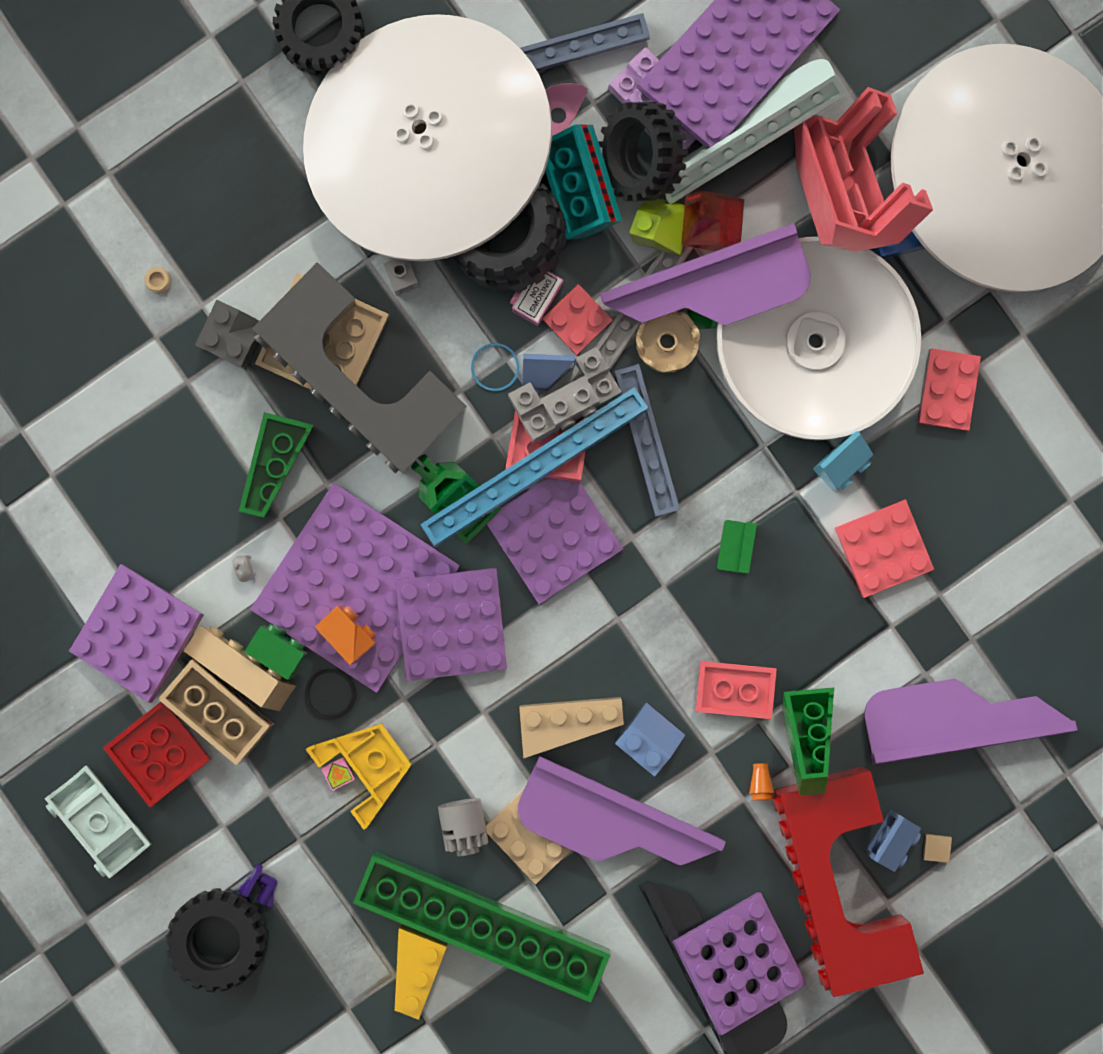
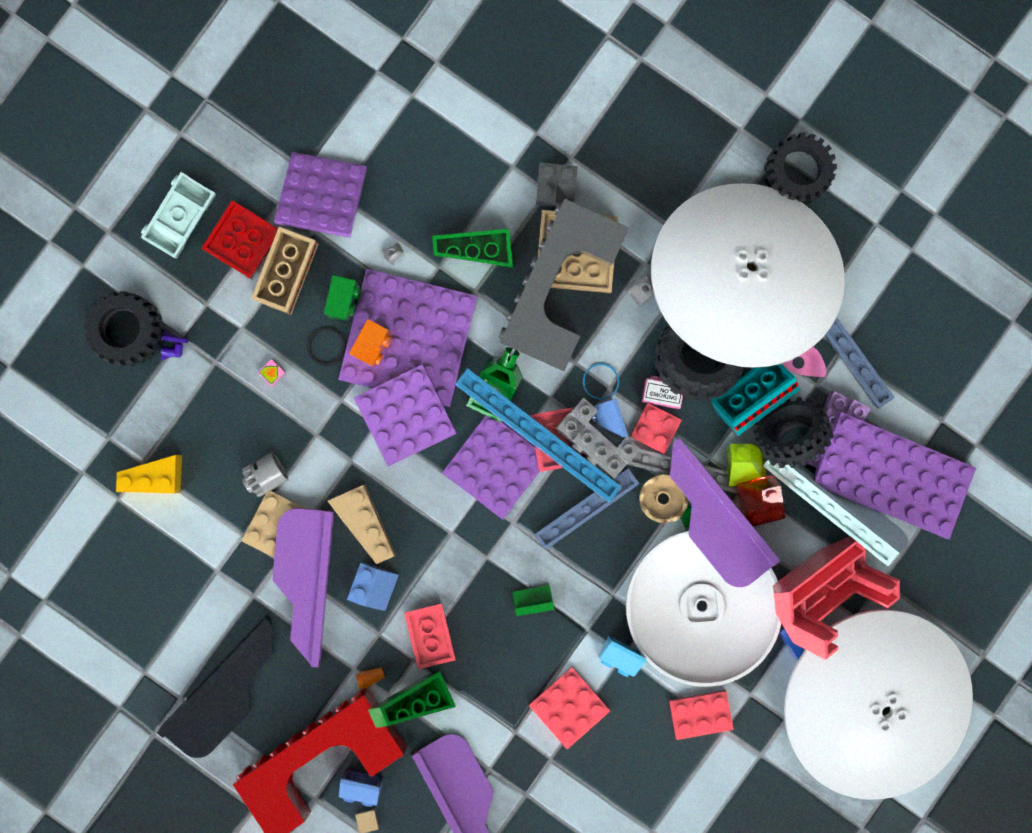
camera: 70 degrees right, 0 degrees up
(158, 280) = (577, 120): tan tile -> none
(238, 668) = (319, 275): tan wedge -> none
(374, 759) = (289, 396): yellow wing -> none
(482, 926) = (198, 514): green brick -> none
(701, 970) = (221, 707): medium lavender piece -> none

